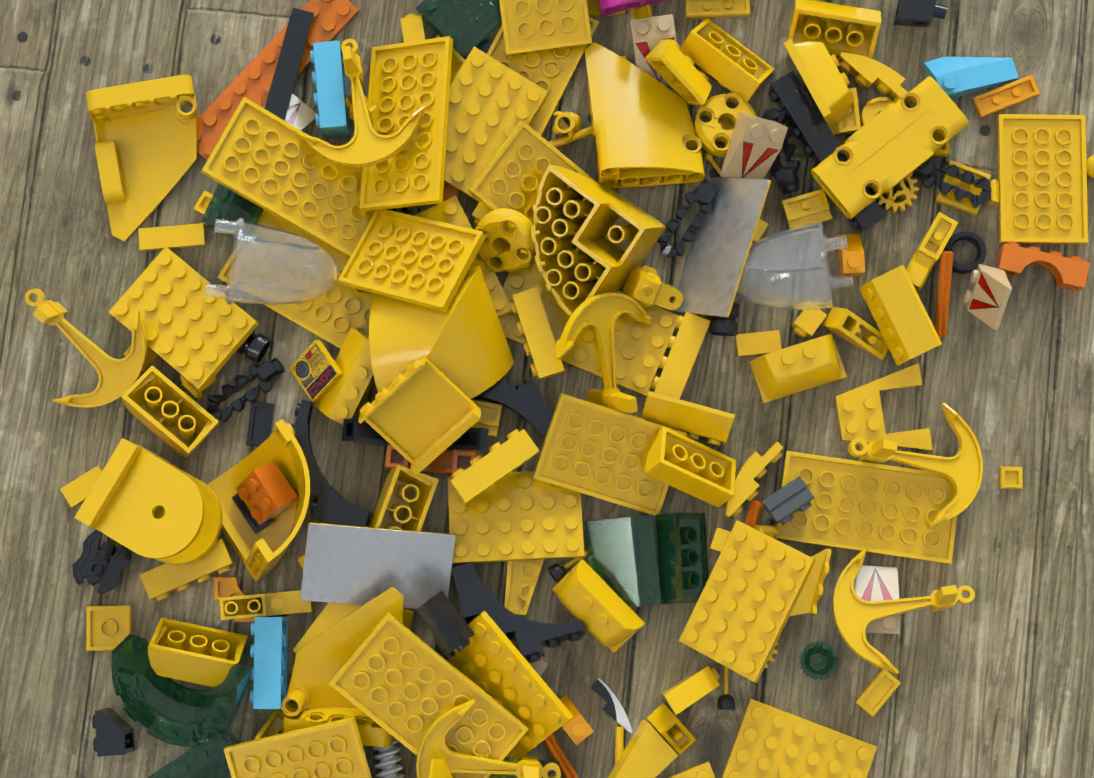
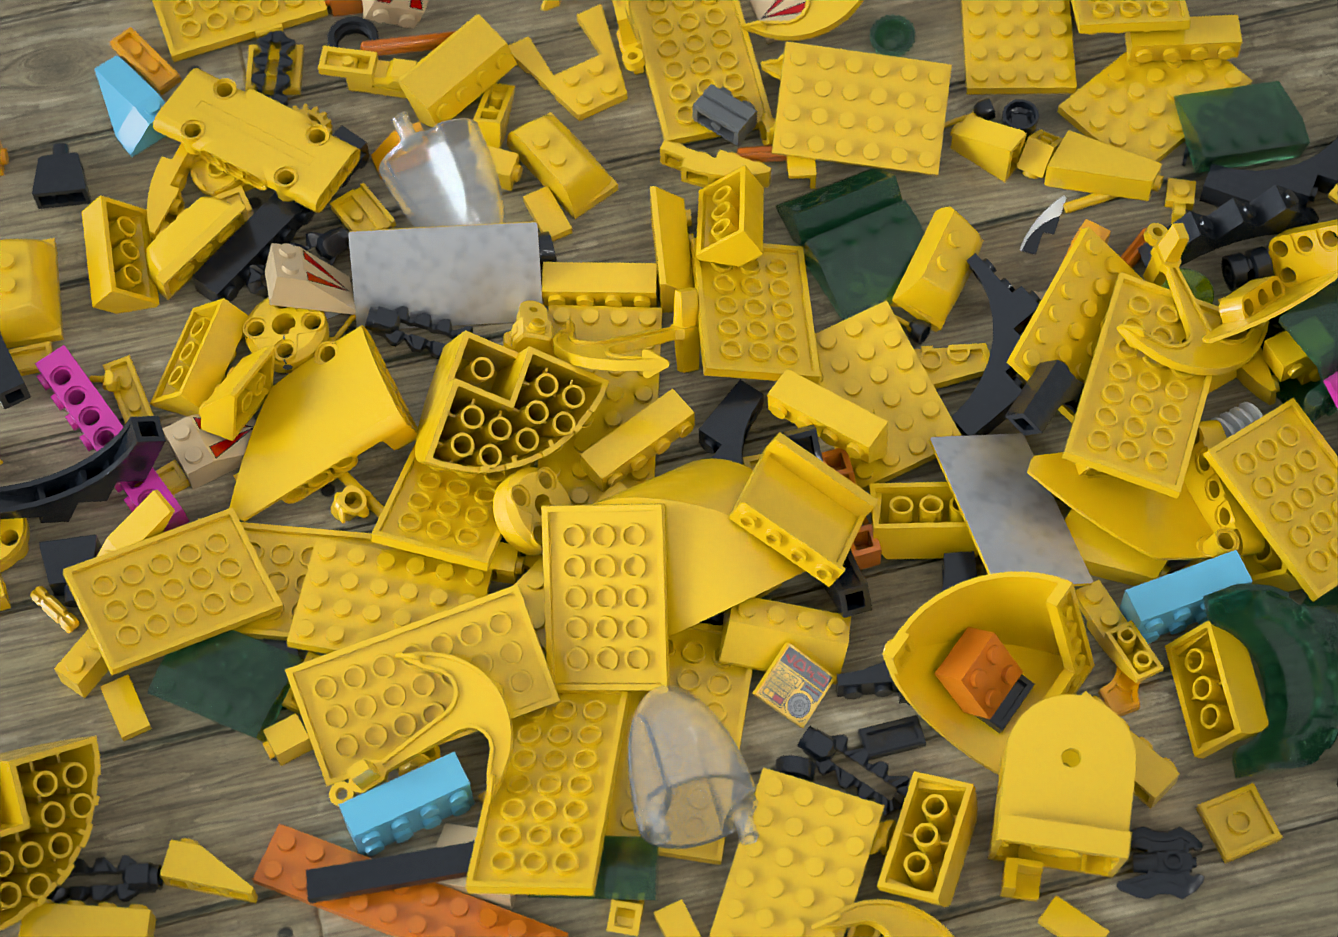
camera: 110 degrees left, 20 degrees down
(700, 721) = (1021, 115): none -> black wheel

